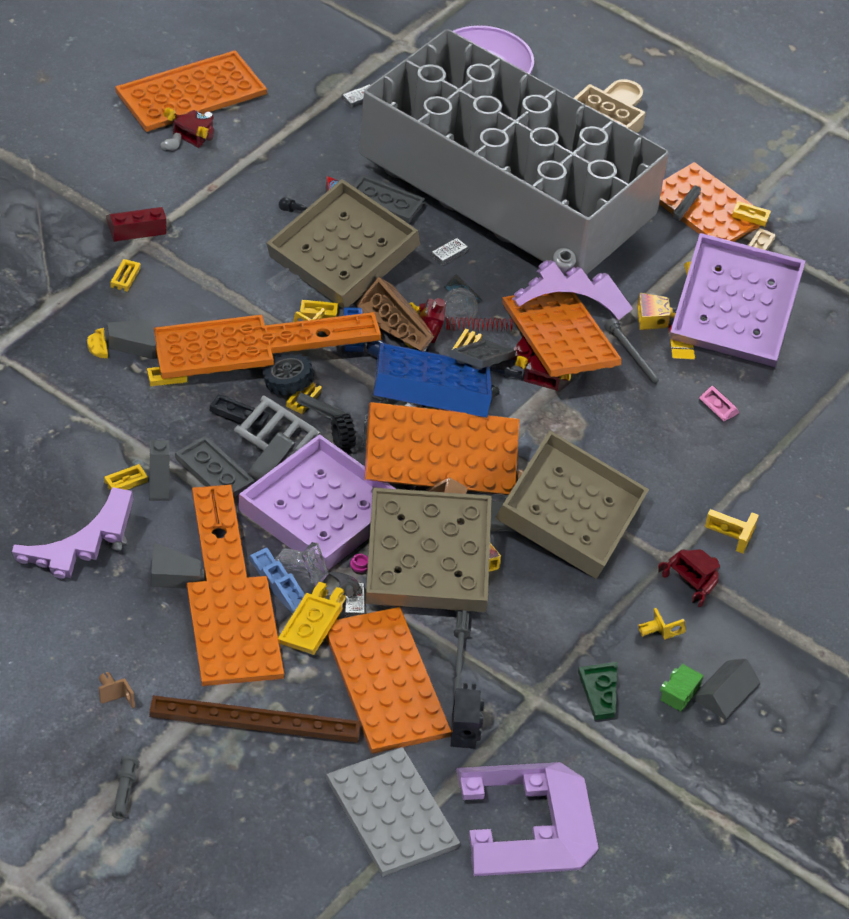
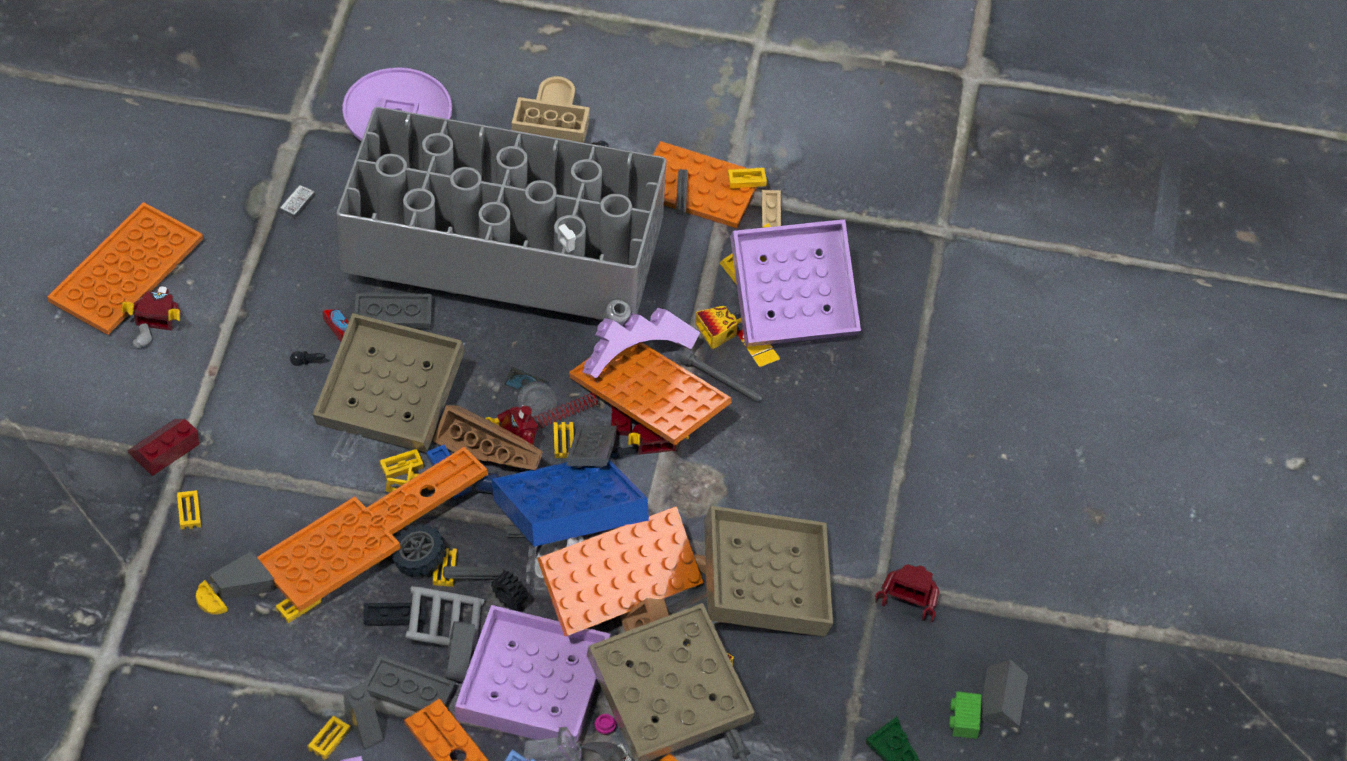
camera: 25 degrees left, 5 degrees up
(449, 251) = (487, 342): tile -> none
(541, 174) = (566, 238): none -> white plate
(659, 625) = (910, 659): yellow bracket -> none
(719, 404) = (830, 398): bright pink slope -> none
(732, 527) = (918, 526): yellow bracket -> none

